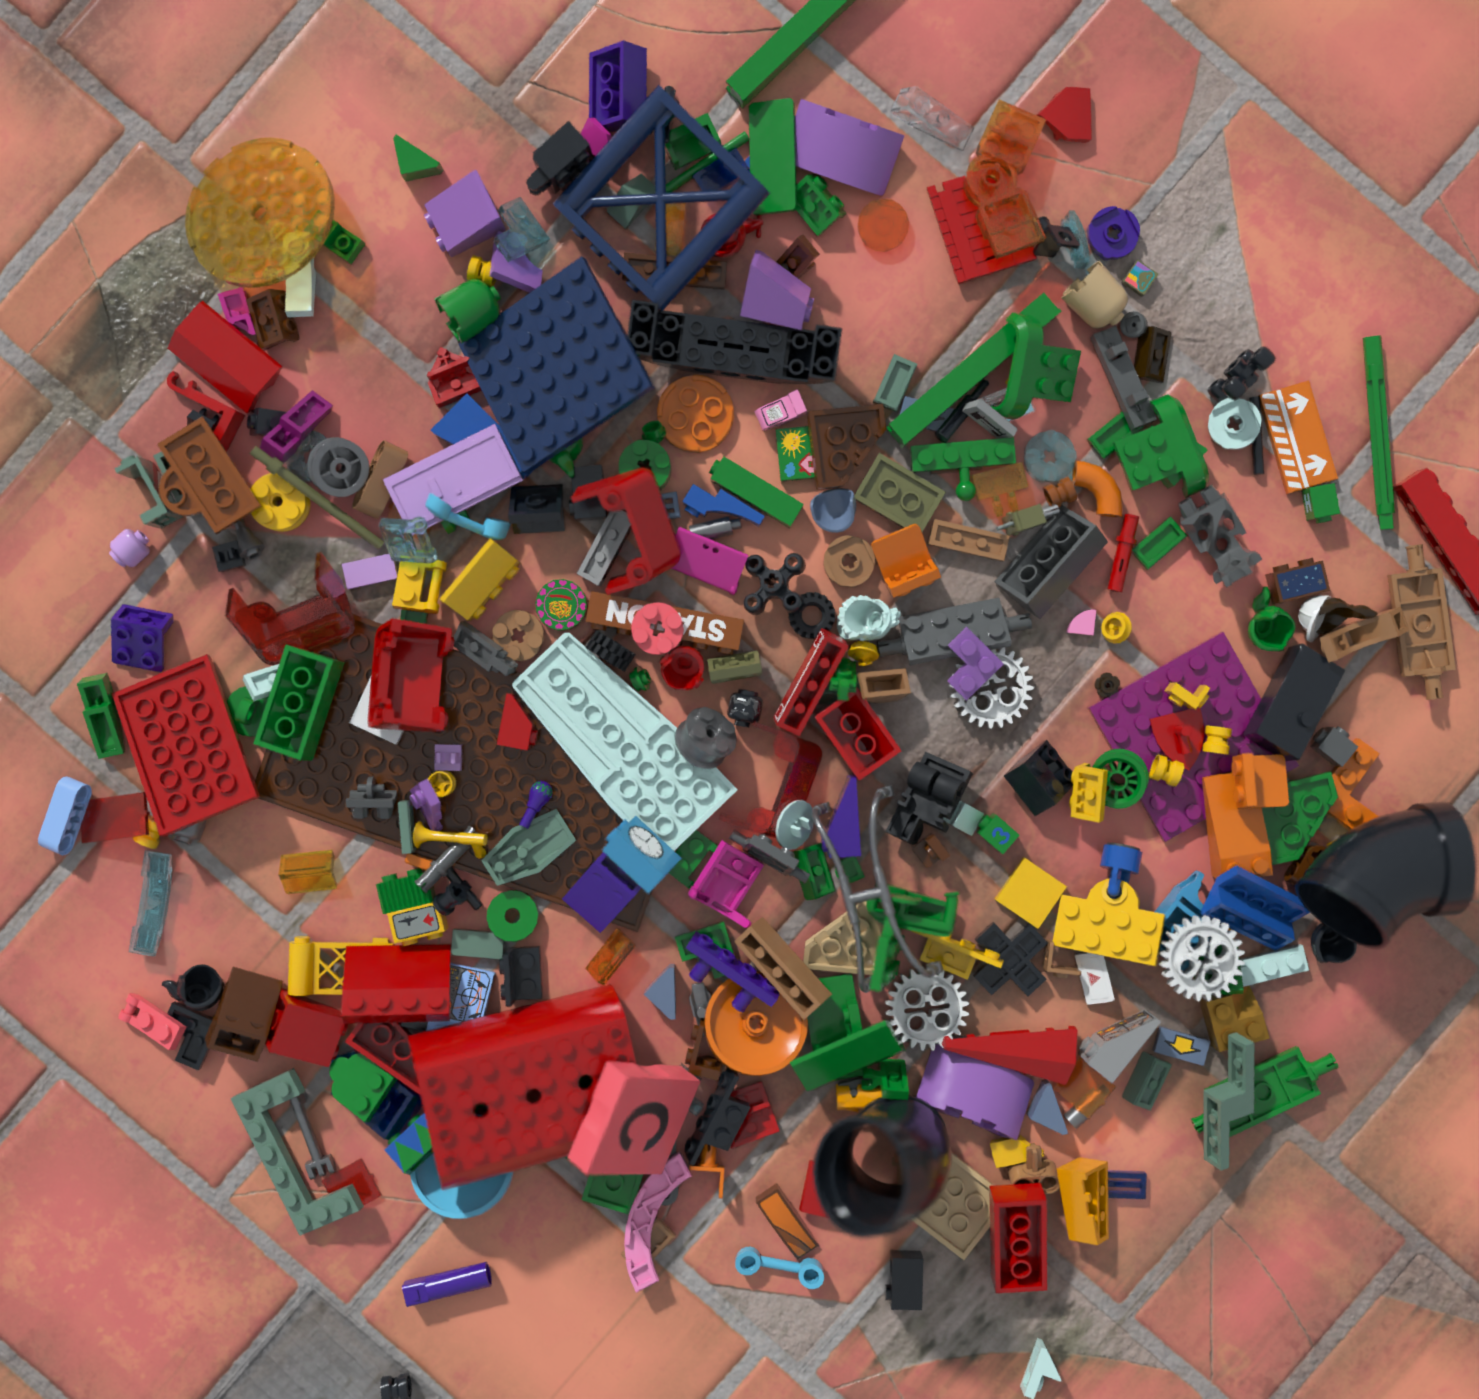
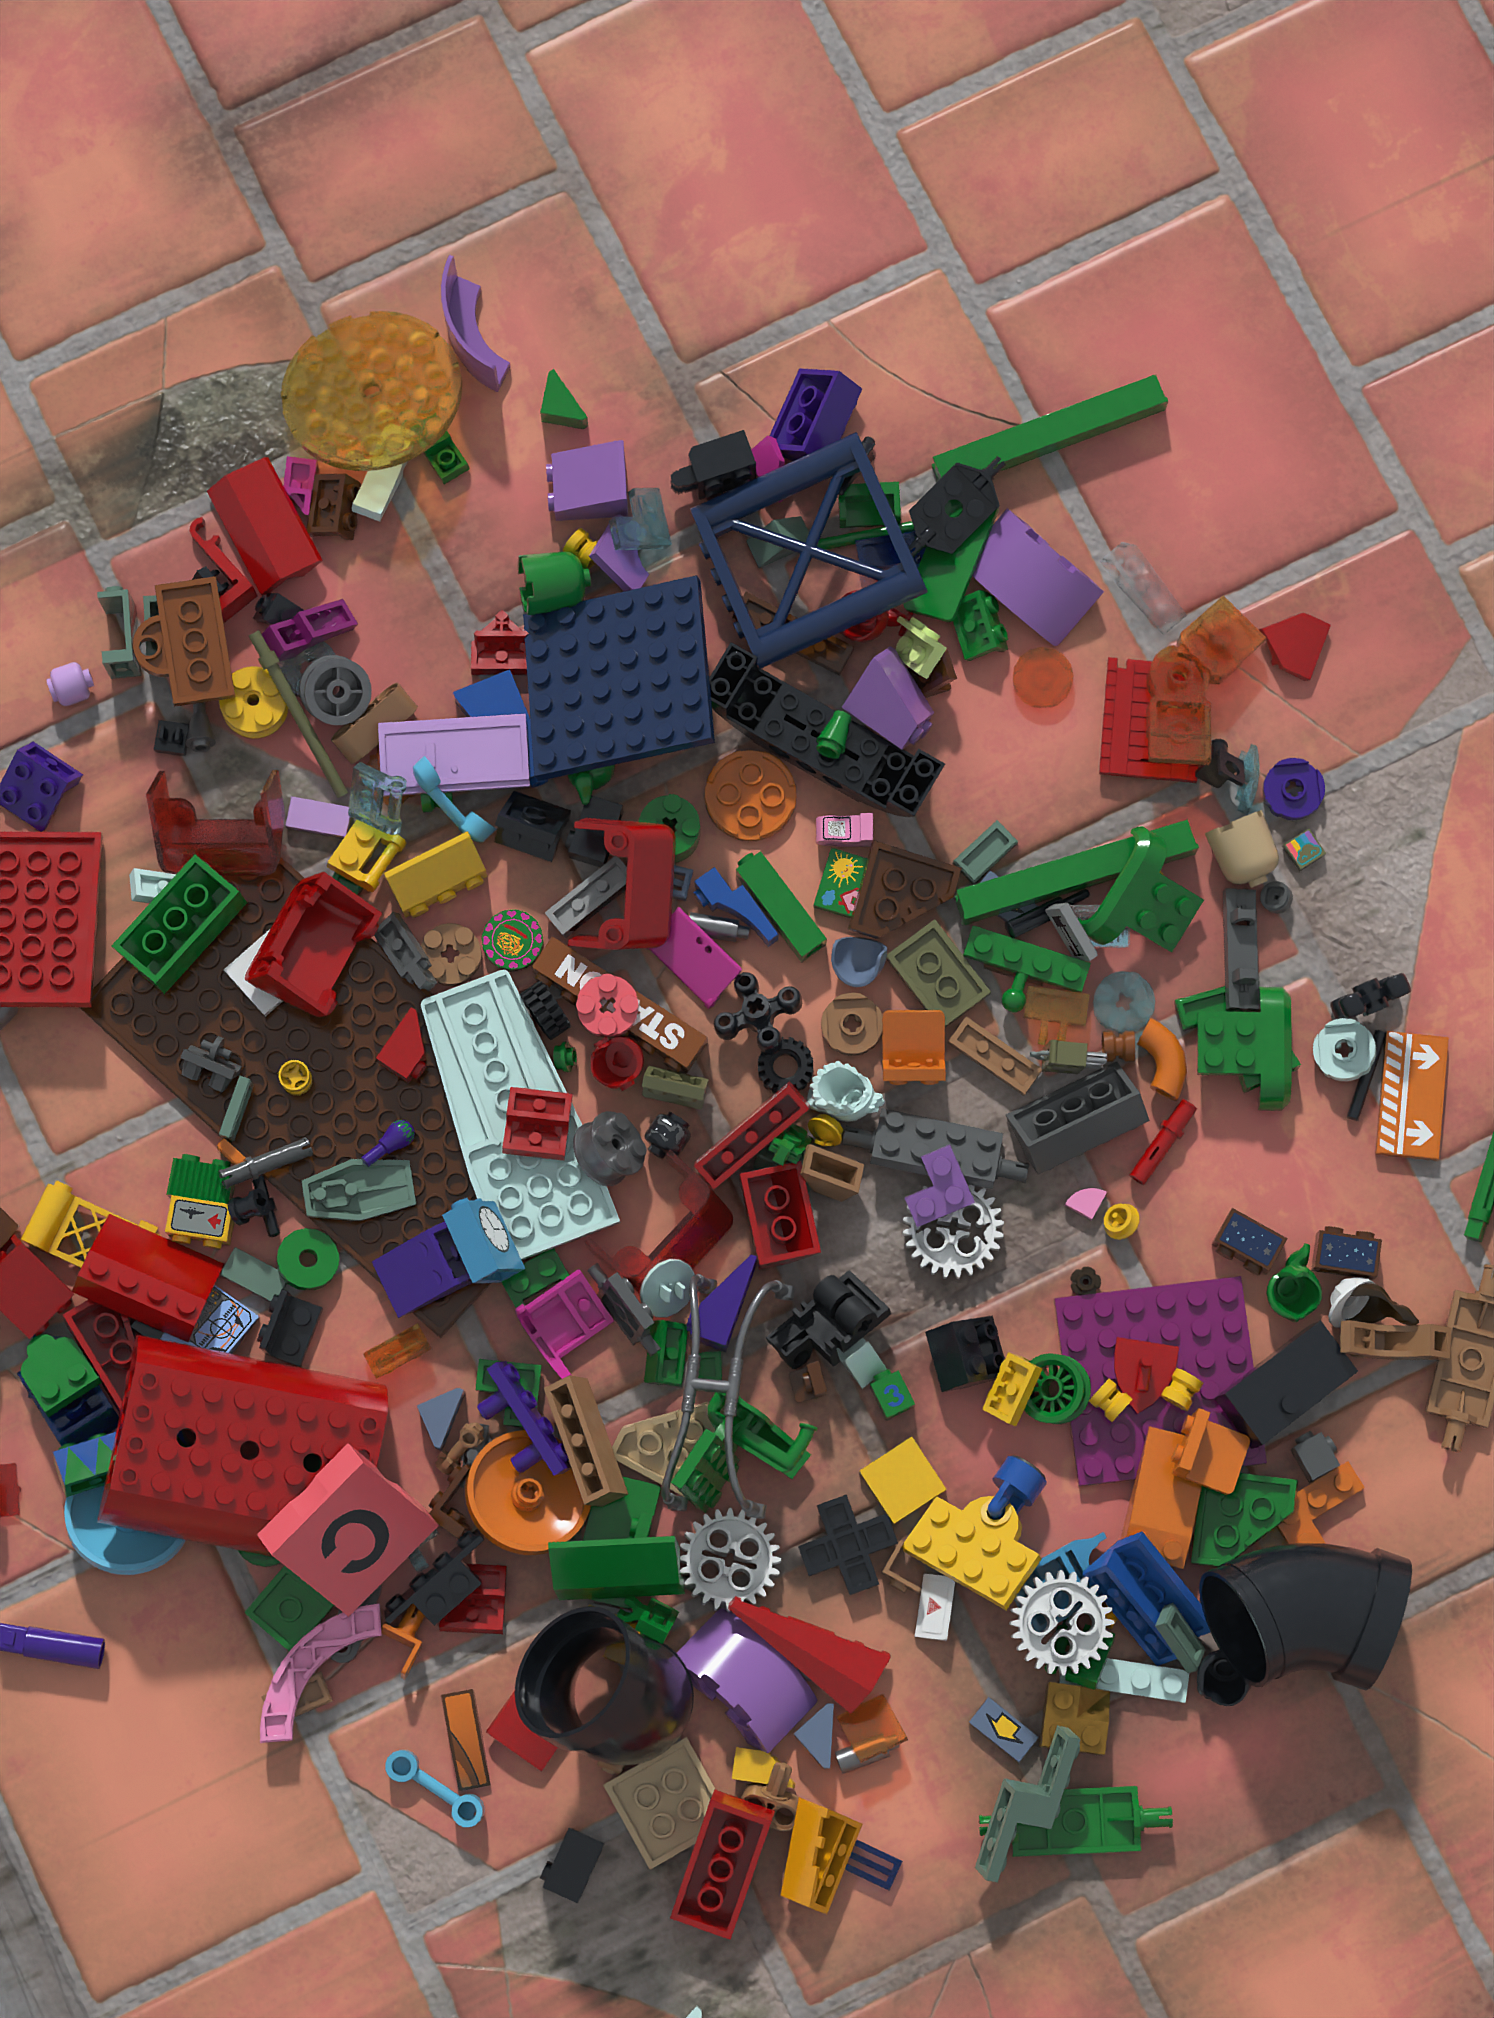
camera: 25 degrees right, 10 degrees down
(245, 711) = (116, 911): green tile -> none
(299, 114) = (459, 308): none -> medium lavender panel
(307, 872) = (102, 1116): clear yellow panel -> none
(426, 800) = (272, 1088): medium lavender wing -> none
(448, 757) = (315, 1053): lavender tile -> none
(476, 841) = (250, 1125): yellow piece -> none
(642, 742) = (537, 1123): none -> red slope
(653, 431) = (696, 794): green plate -> none
(674, 227) = (812, 587): clear yellow plate -> none
(695, 1000) = (470, 1436): none -> medium nougat bar
(744, 342) = (834, 735): none -> green cone
(766, 94) = (978, 499): none -> black plate
(779, 241) = (919, 647): none -> yellowish green bracket
(955, 955) = (784, 1512): yellow bracket -> none
(1117, 1044) = (921, 1690): light grey slope -> none
(1146, 1081) = (947, 1754): sand green slope -> none
(1152, 354) = (1285, 938): dark brown slope -> none
(1158, 543) = (1208, 1148): green tile -> none
(1181, 696) = (1161, 1324): yellow bracket -> none
(1219, 602) = (1248, 1242): none -> brick
(1235, 559) = (1275, 1144): dark grey hips -> none
(1289, 926) = (1180, 1637): none -> sand green tile
(1320, 503) = (1407, 1177): green brick -> none

